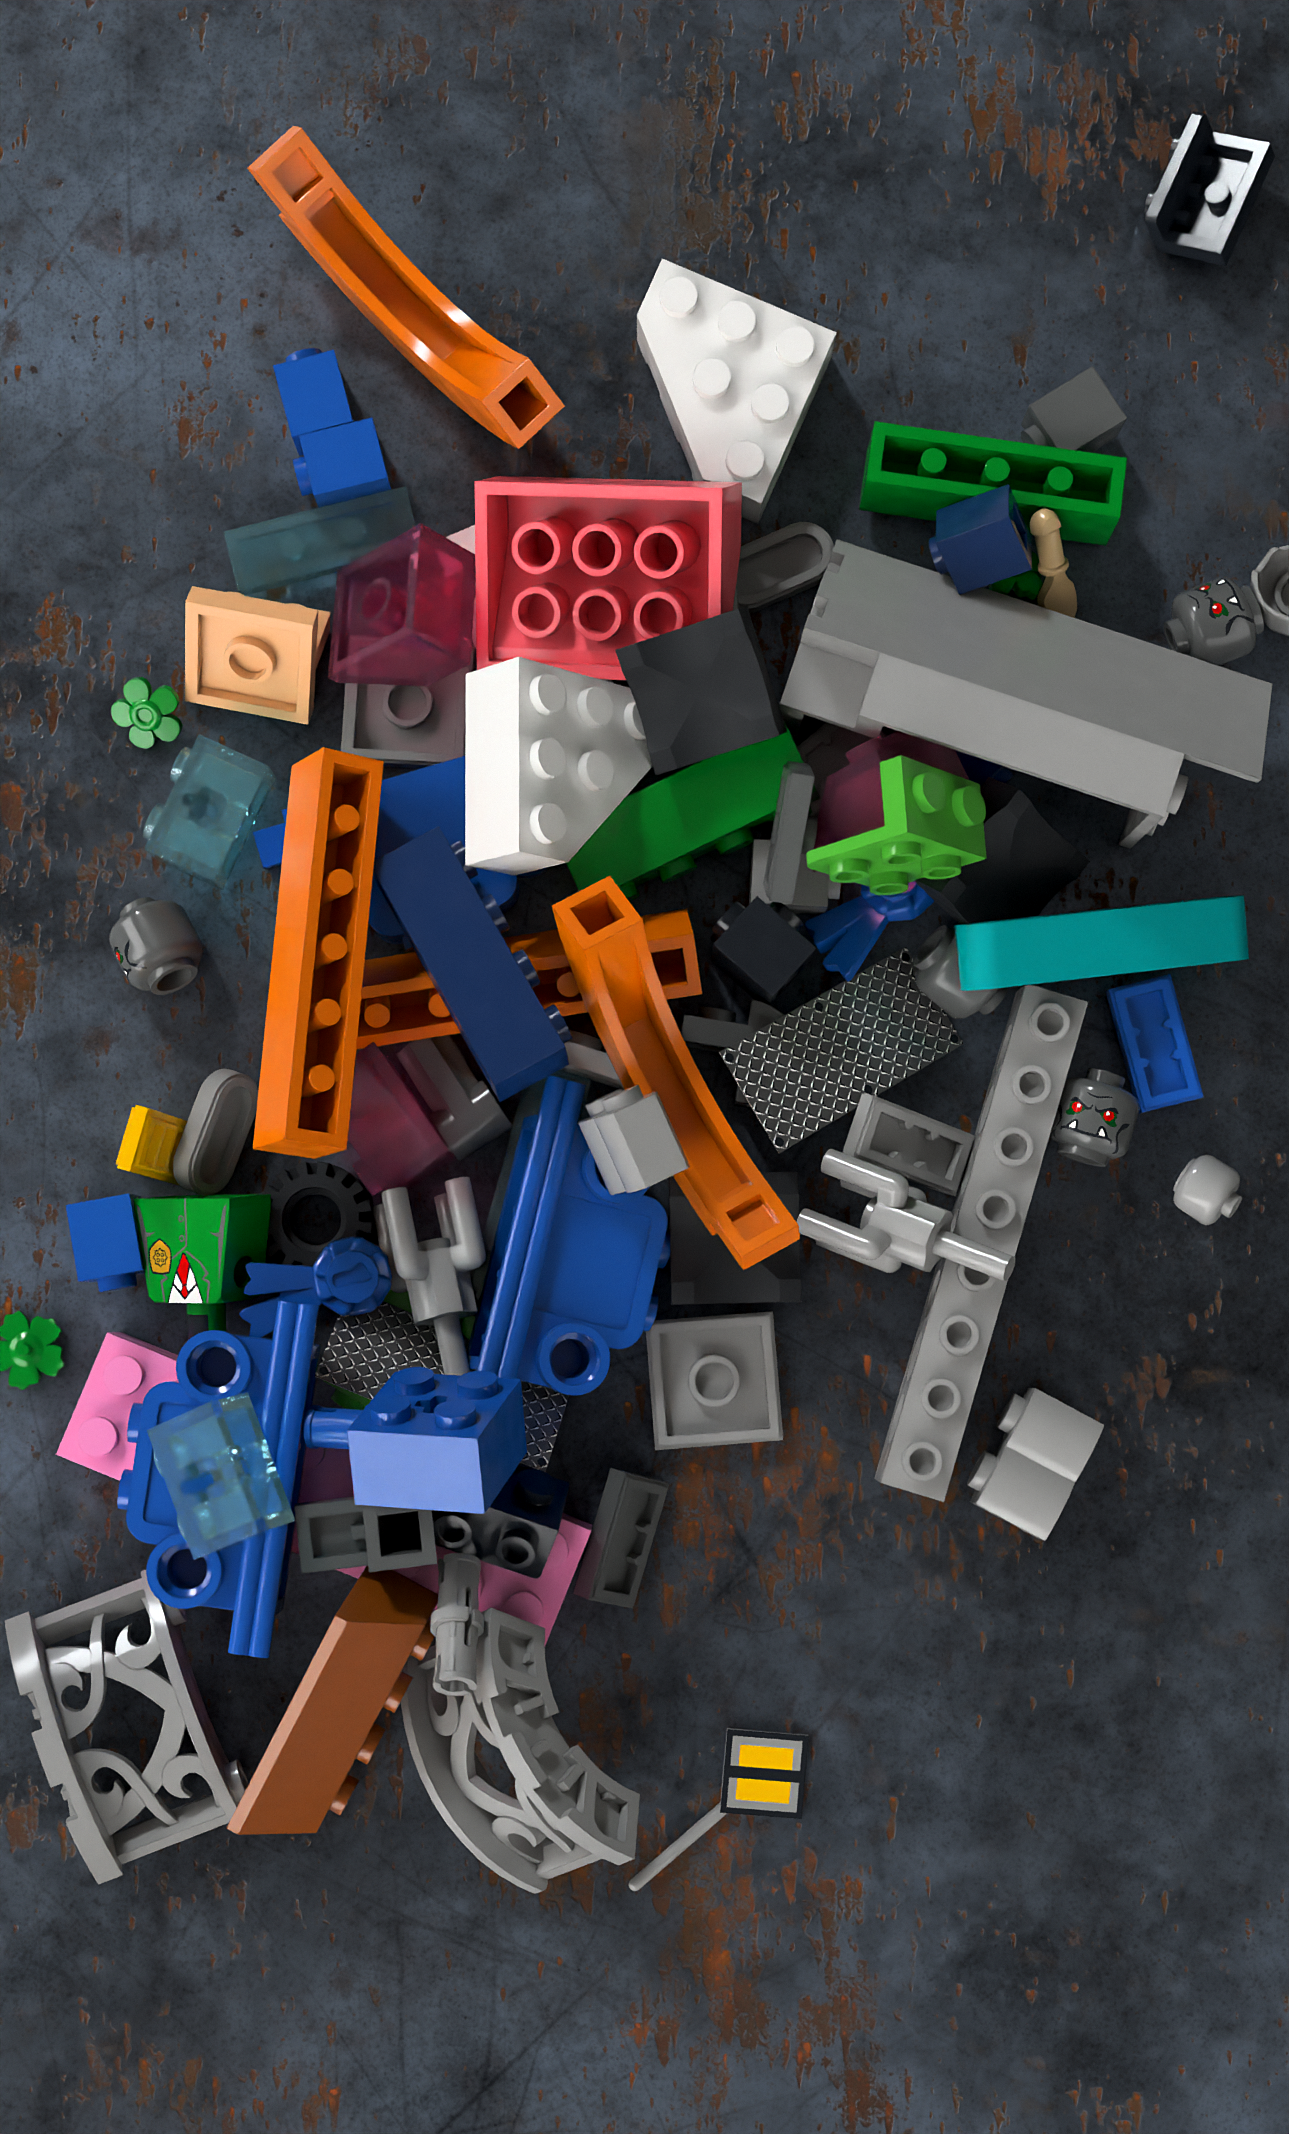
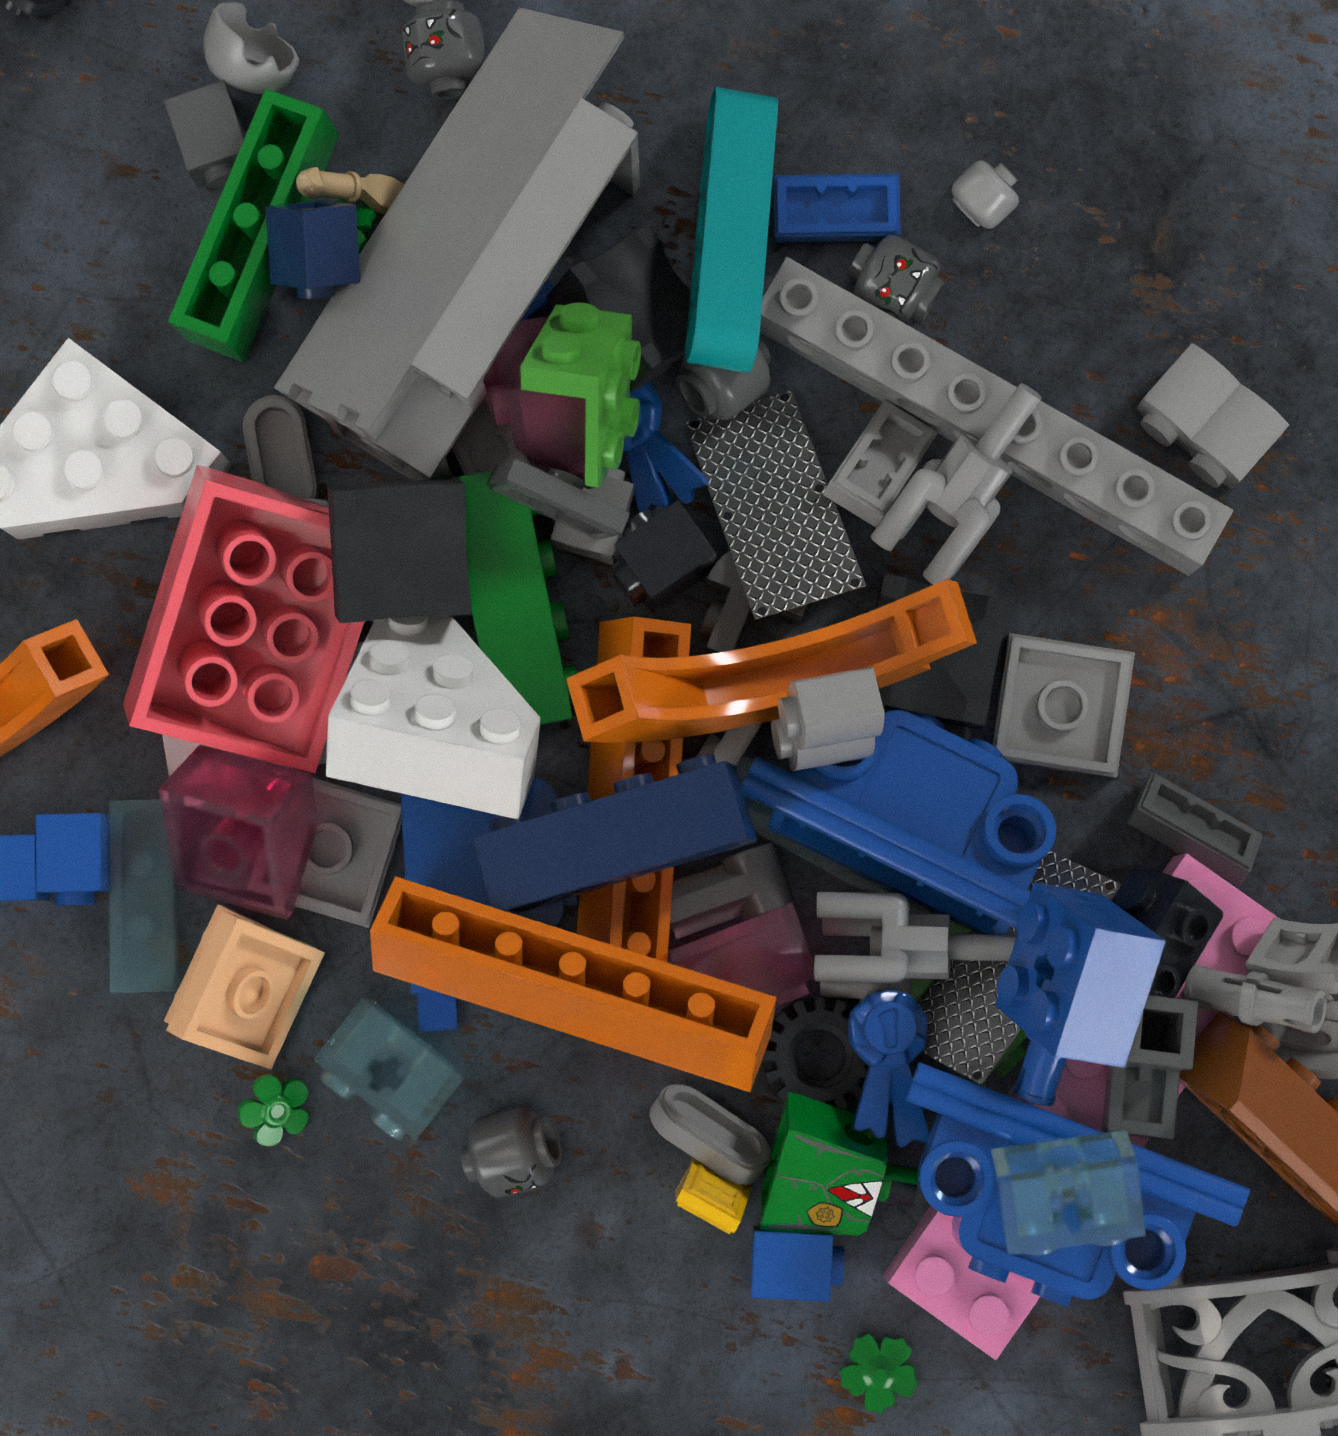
camera: 75 degrees left, 0 degrees up
(1159, 435) = (245, 55): none -> light grey hair

